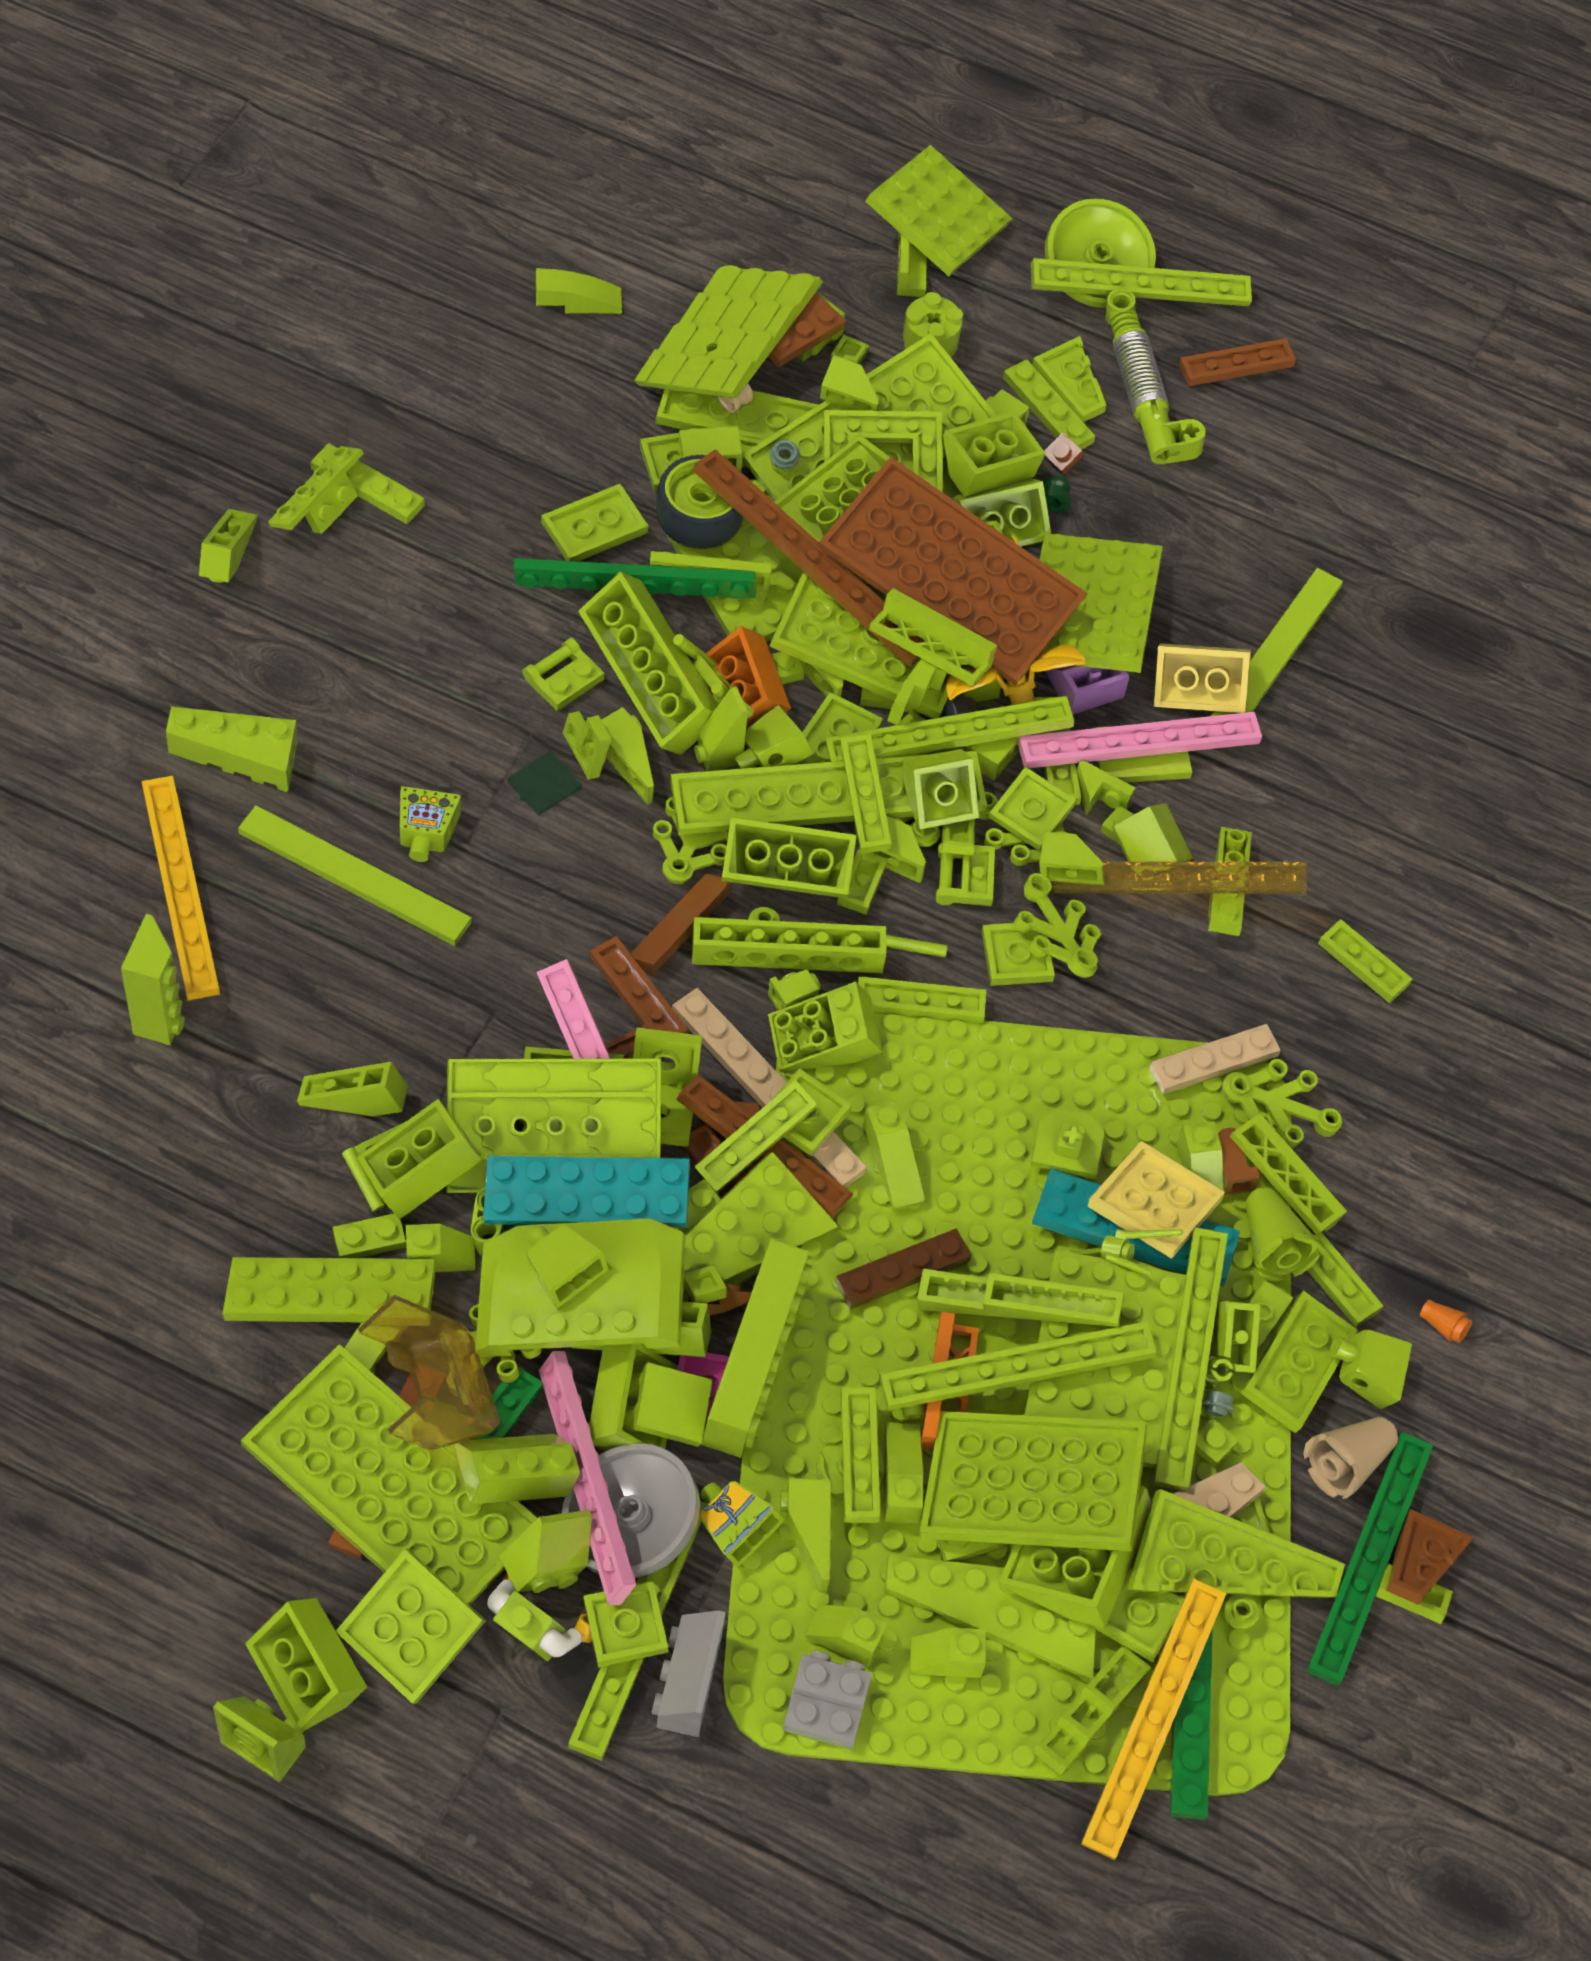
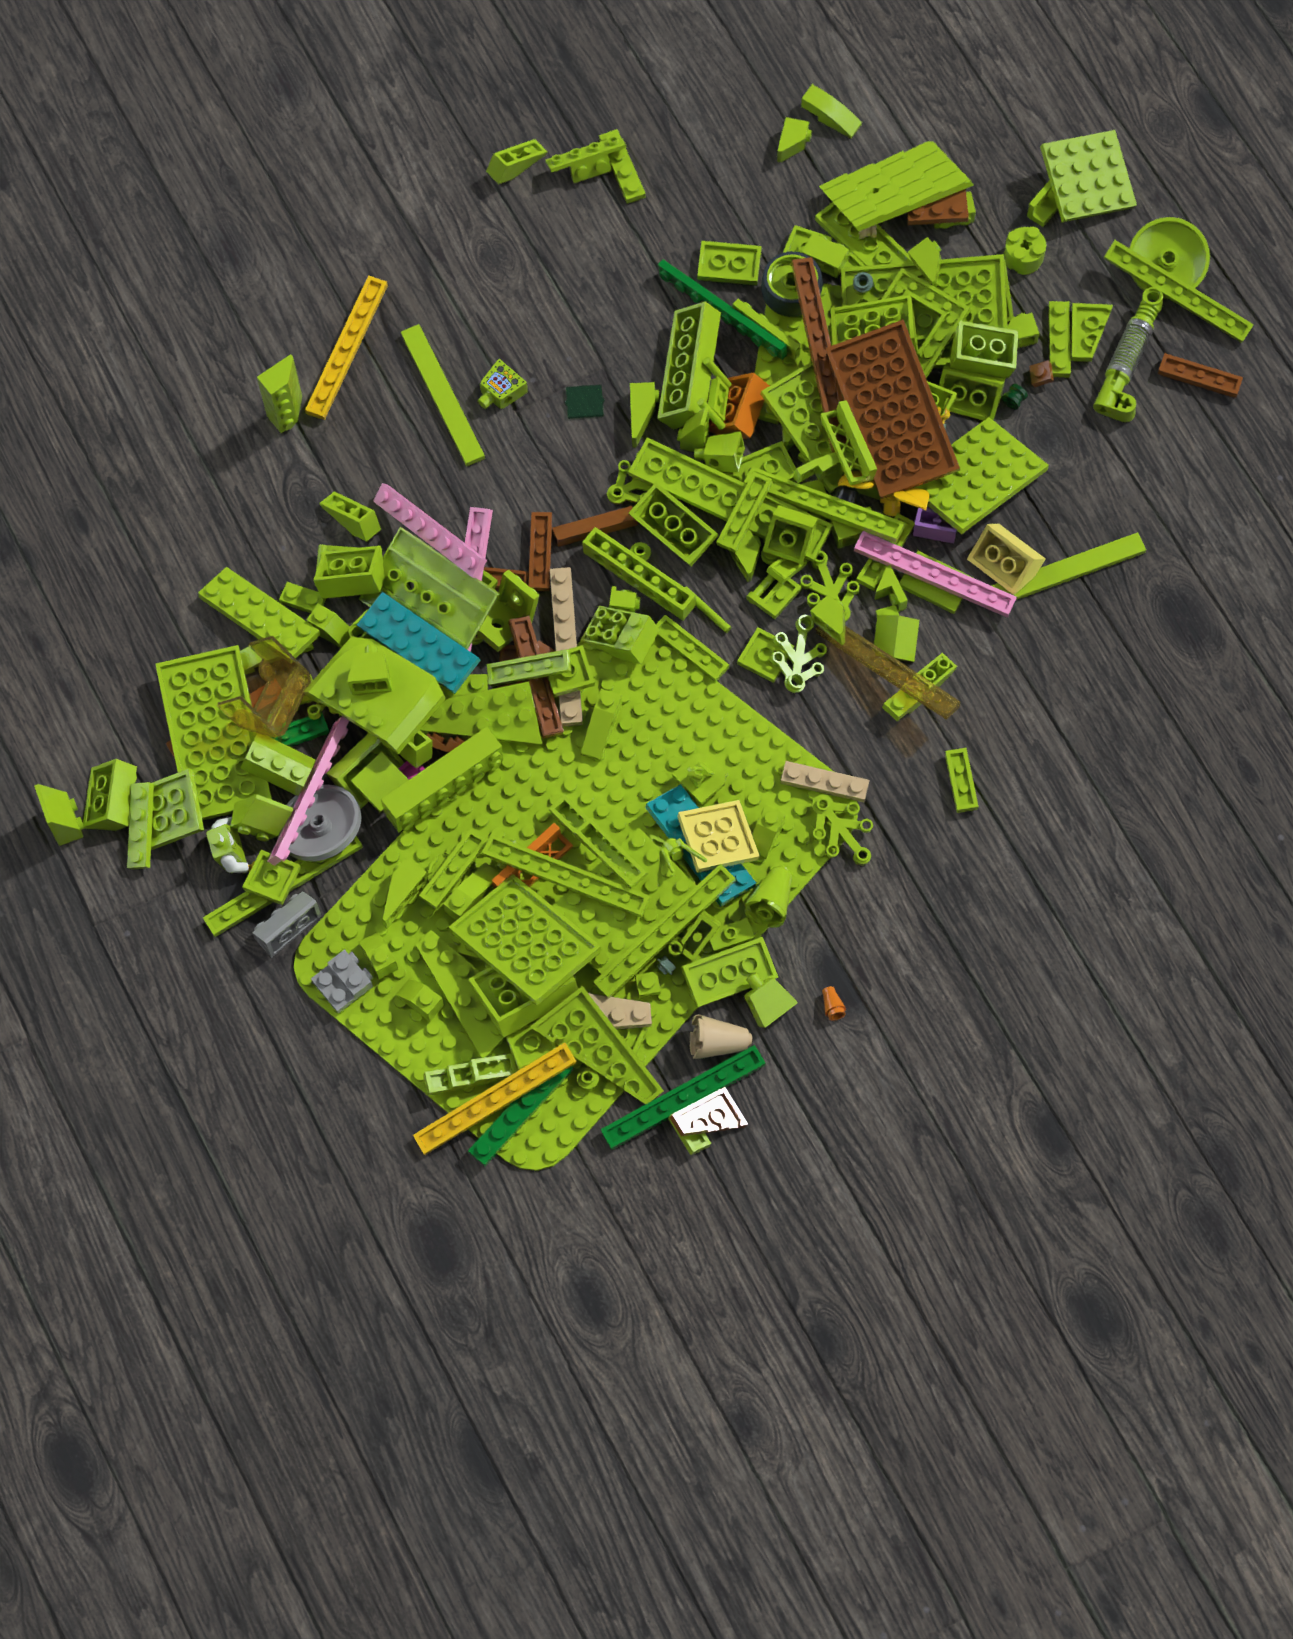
camera: 45 degrees right, 10 degrees up
(236, 742) = (435, 283): lime wedge -> none
(384, 1675) = (140, 825): none -> lime plate
(491, 1041) = (430, 530): none -> bright pink plate
(555, 343) = (793, 138): none -> lime slope
(569, 681) = (643, 350): lime plate -> none
(588, 742) = (621, 393): lime plate -> none
(704, 1285) = (441, 730): lime plate -> none
(738, 1520) = (367, 862): torso -> none
(850, 348) = (966, 238): lime tile -> none
(864, 881) = (712, 562): lime plate -> none
(902, 1268) = (556, 786): reddish brown plate -> none
(1032, 808) = (838, 576): lime plate -> none
(1236, 1173) = (782, 842): dark orange leg -> none
(1288, 1174) = (810, 869): lime fence -> none
(1343, 1284) = (792, 944): lime plate -> none

